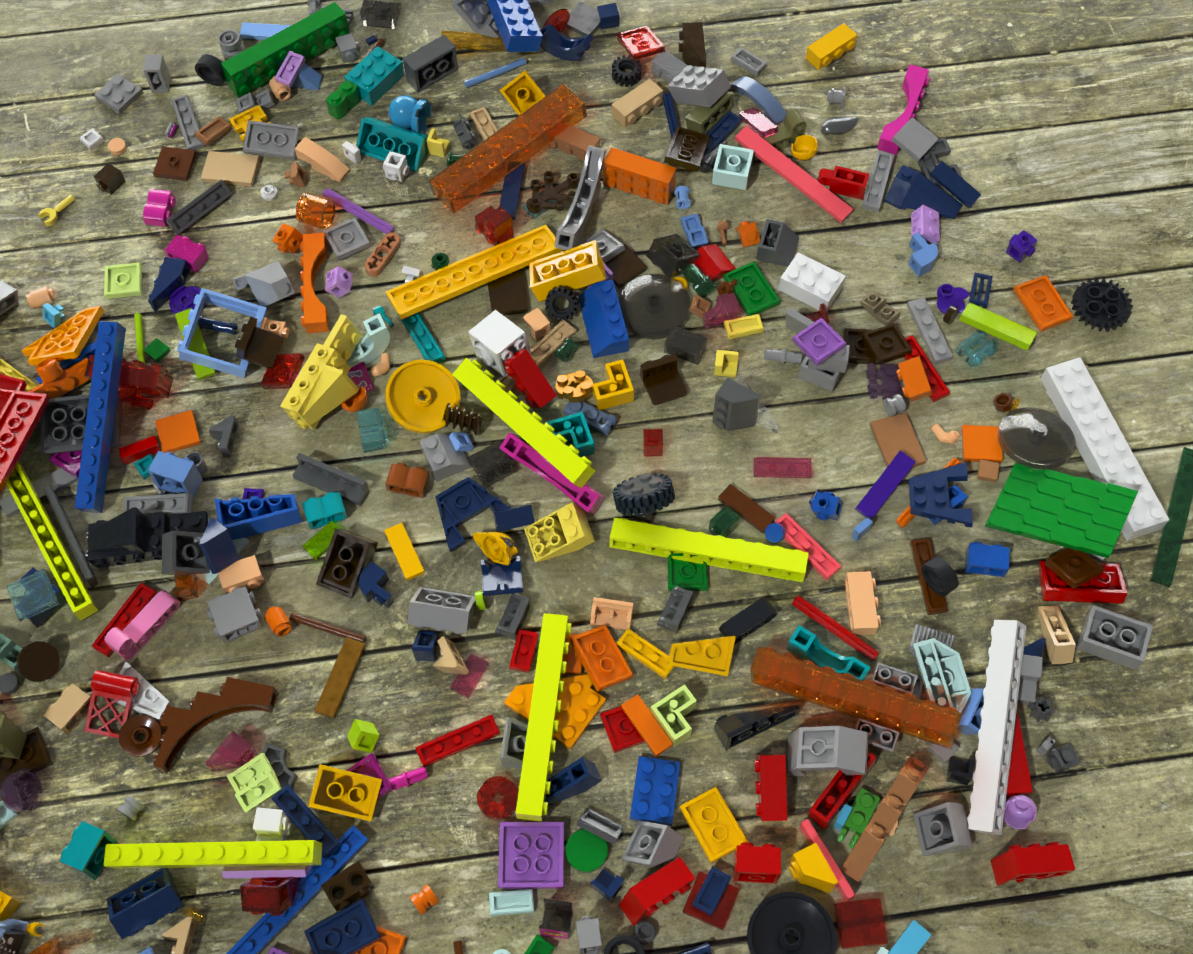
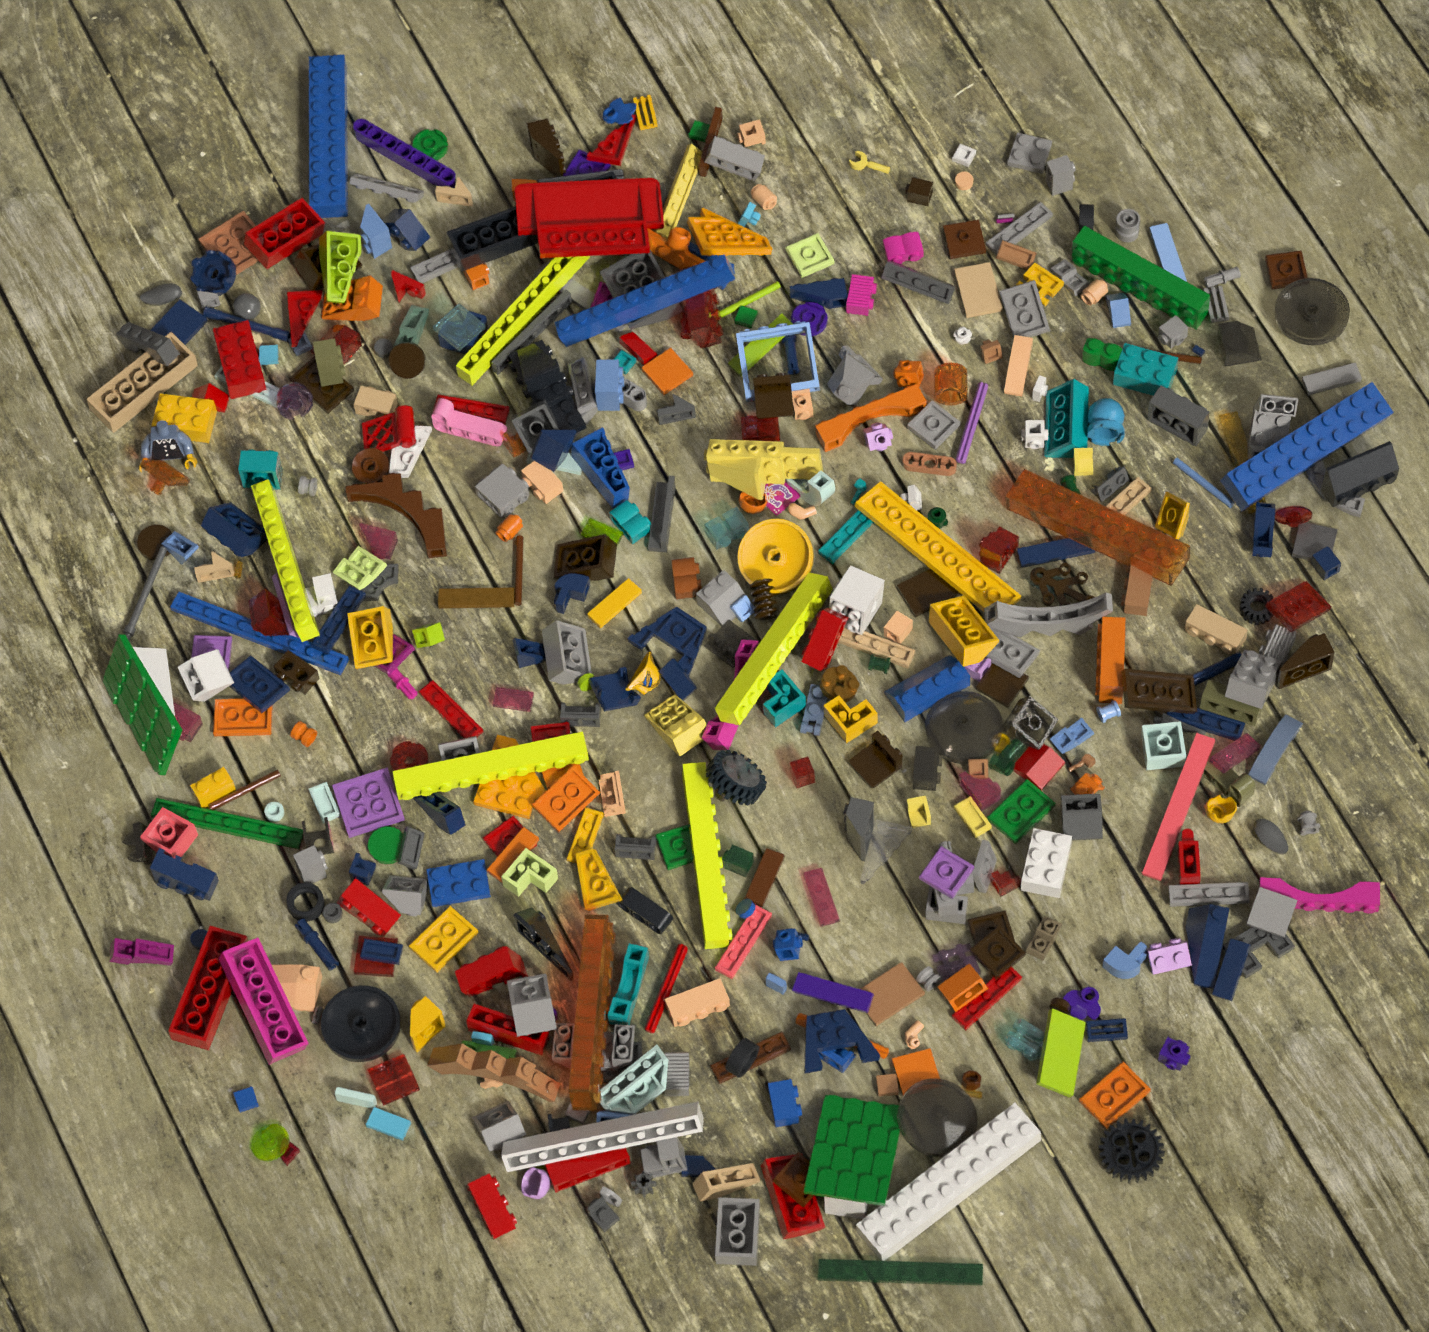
camera: 75 degrees right, 0 degrees up
(290, 69) = (1111, 290): lavender plate -> none
(451, 660) = (523, 676): tan slope -> none
(561, 313) = (934, 642): black tyre -> none
(727, 287) = (1008, 786): reddish brown piece -> none
(746, 63) = (1321, 737): light grey tile -> none
(757, 863) = (415, 976): red brick -> none
(812, 837) = (439, 1036): coral tile -> none
(831, 46) = (1379, 799): yellow brick -> none
(929, 330) = (1035, 992): light grey plate -> none

